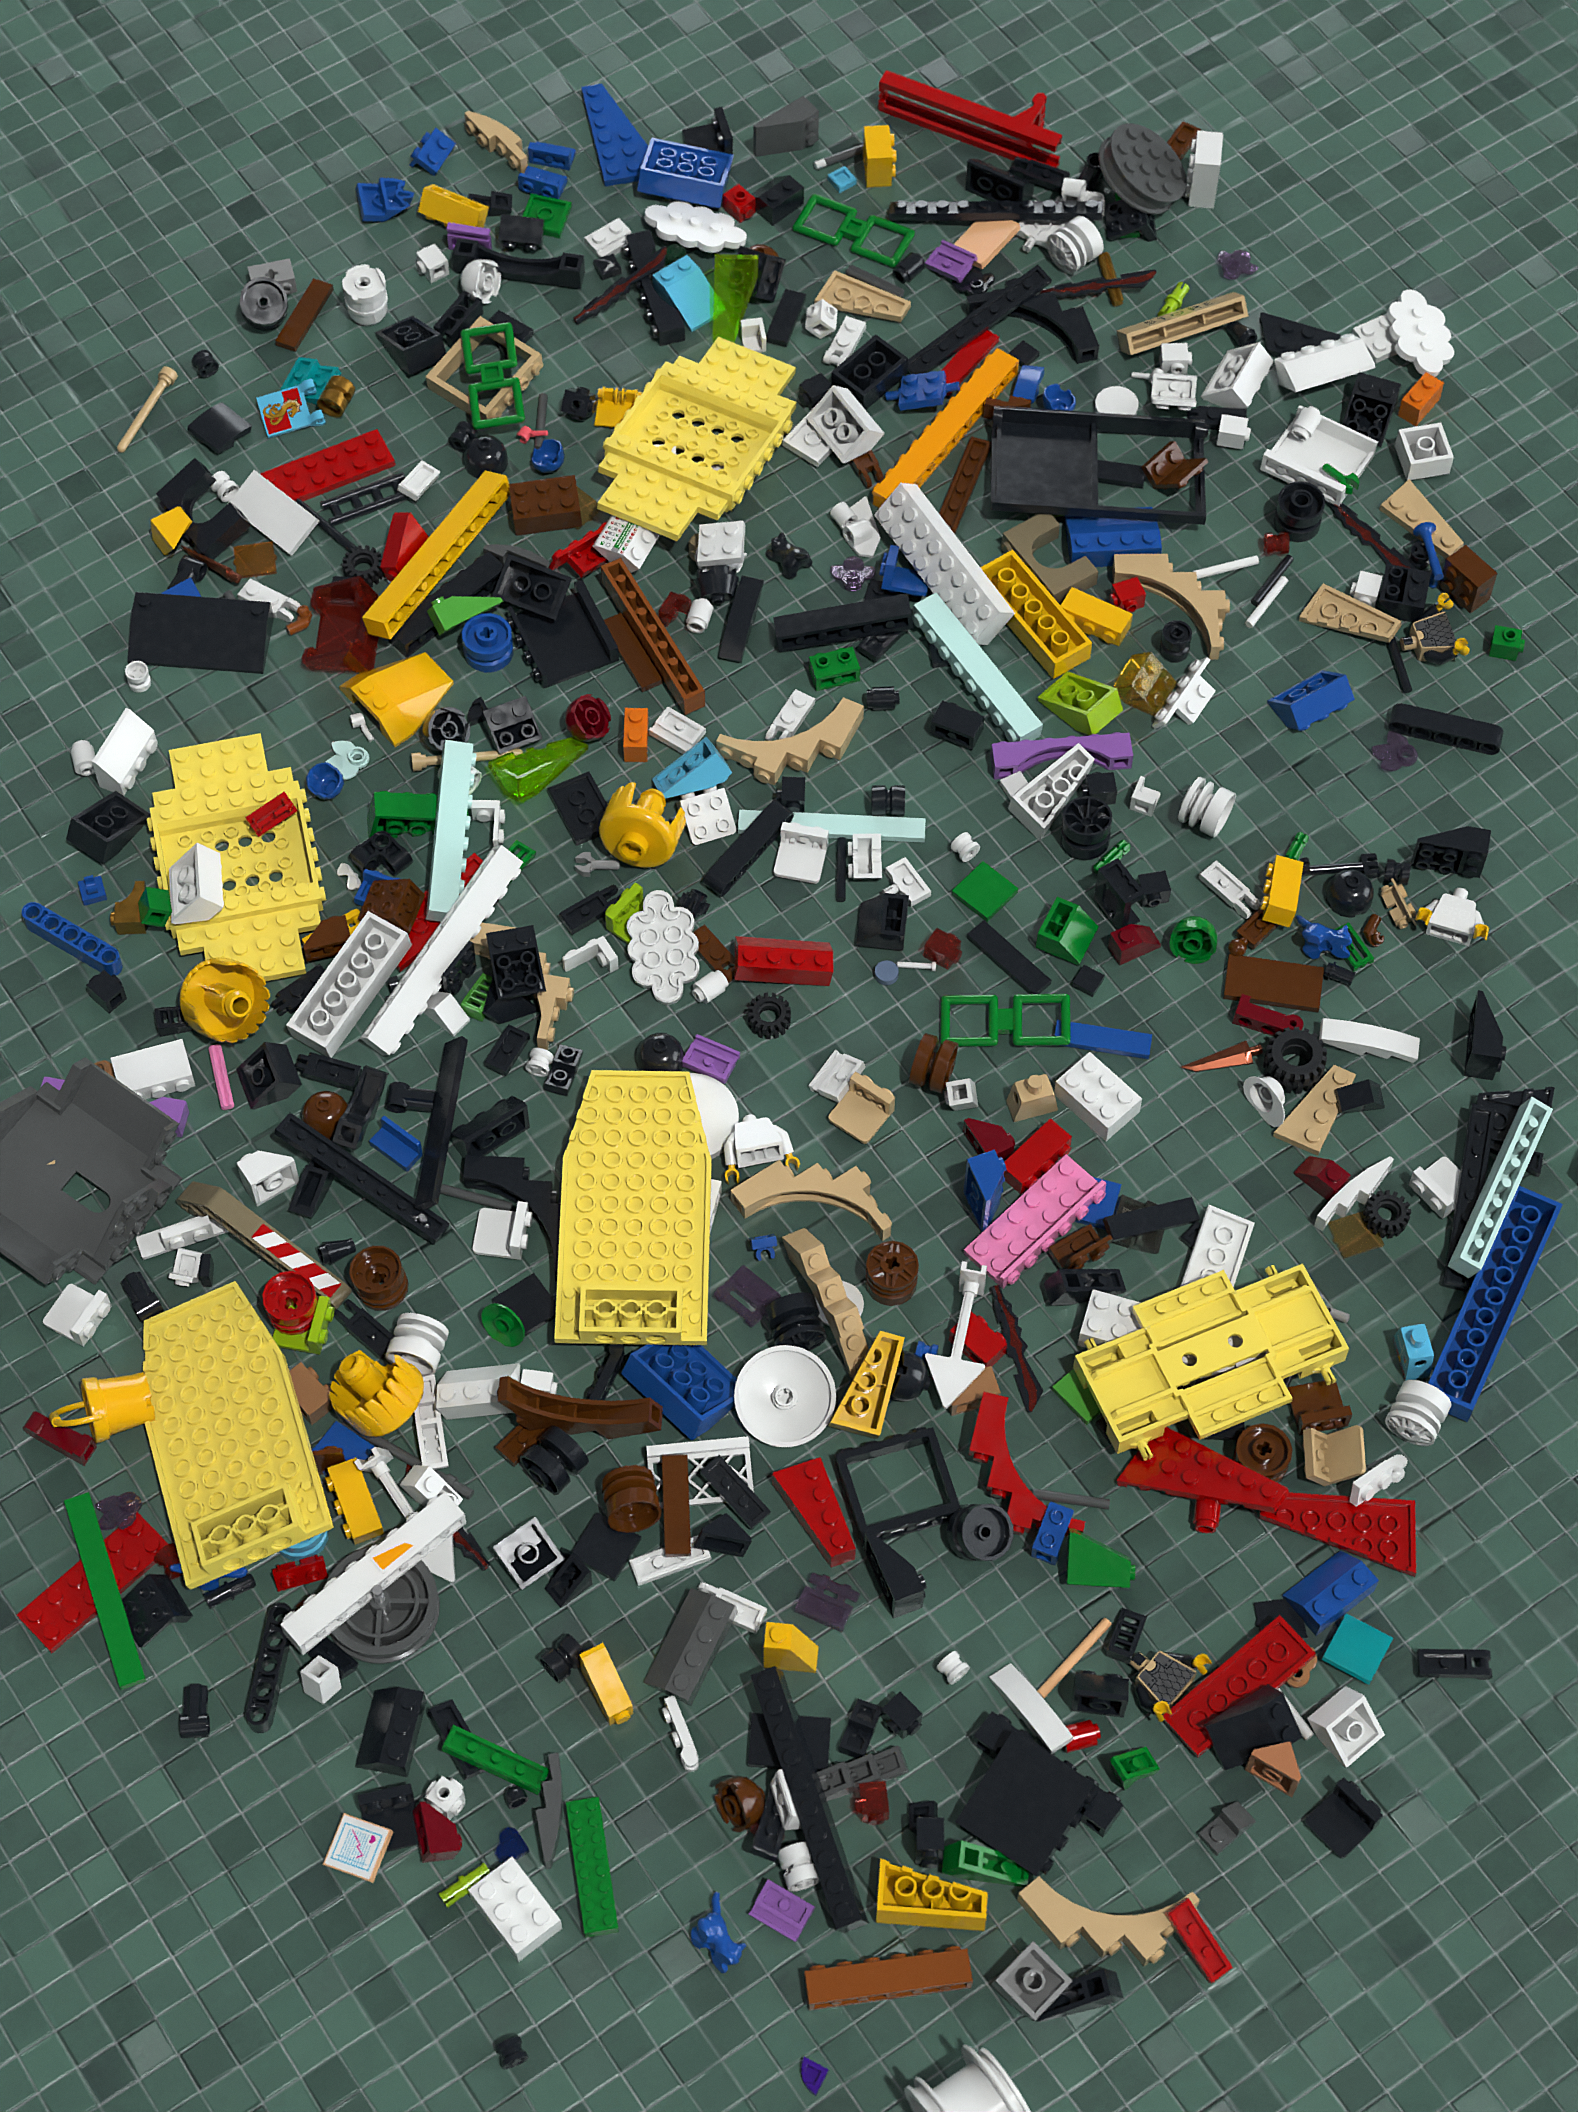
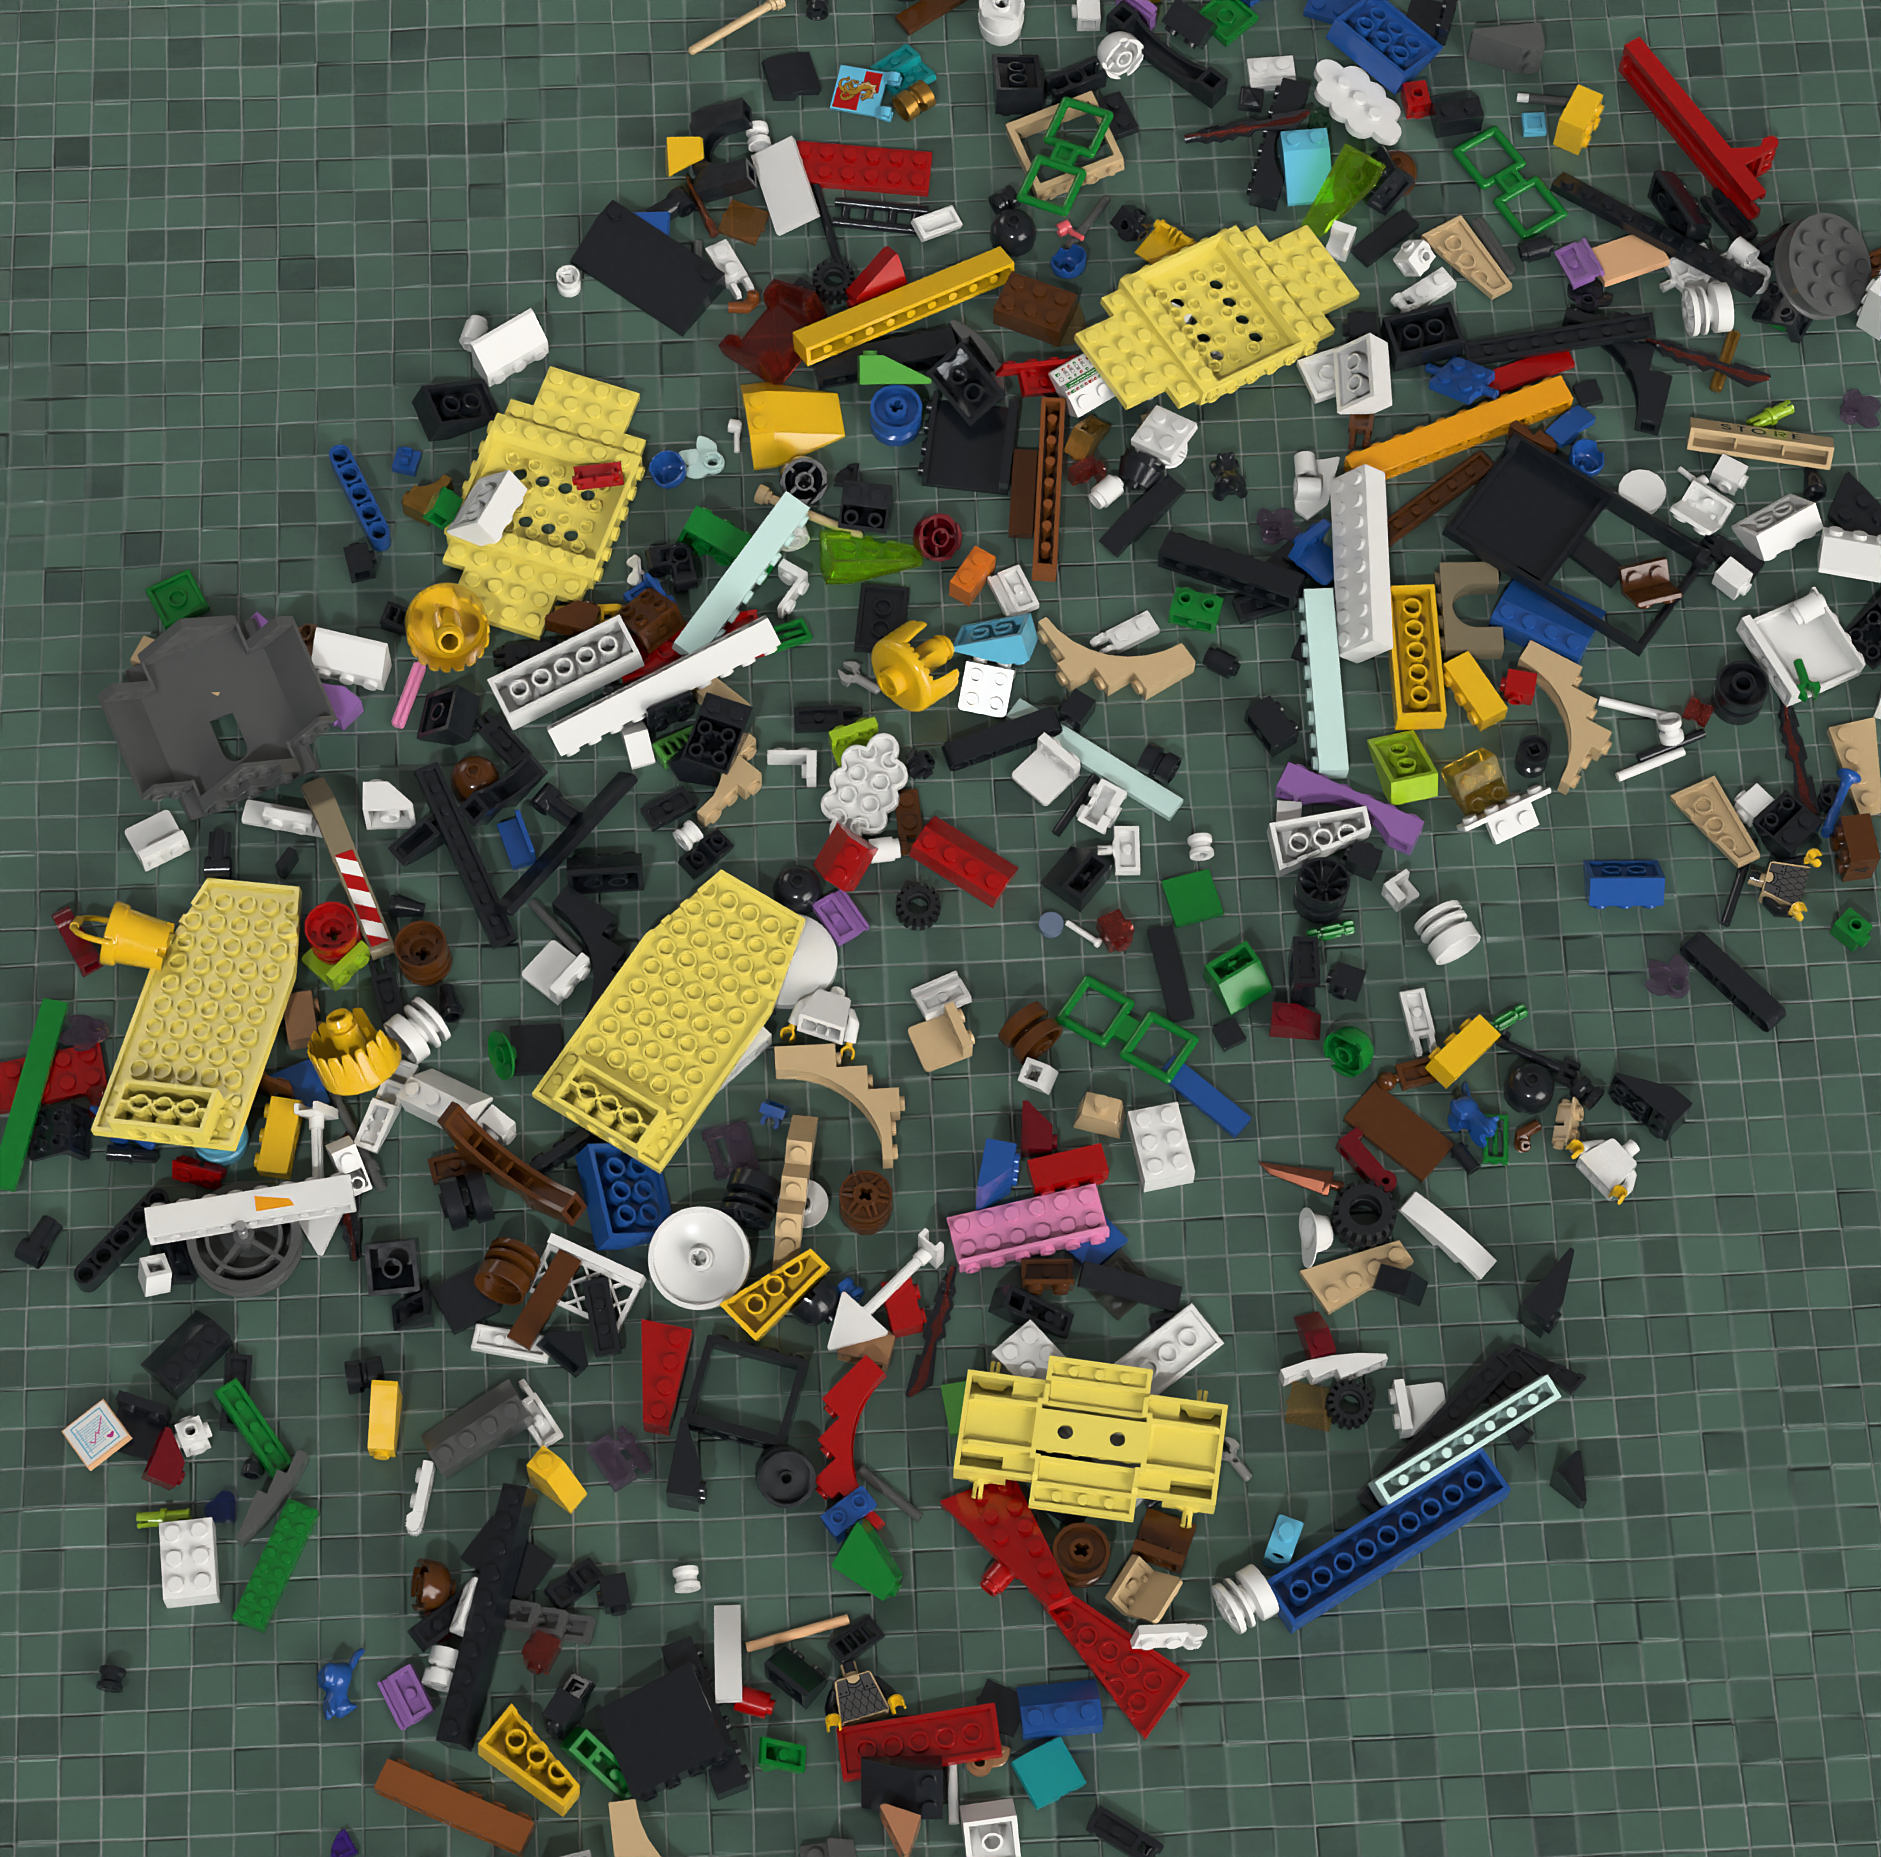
camera: 30 degrees right, 5 degrees up
(186, 1267) = (270, 850): white bracket -> none
(427, 1306) = (449, 1004): none -> black cone
(655, 583) = (1086, 437): none -> pearl gold arch
(683, 1008) = (844, 858): none -> red slope
(1266, 567) = (1670, 732): none -> white wheel

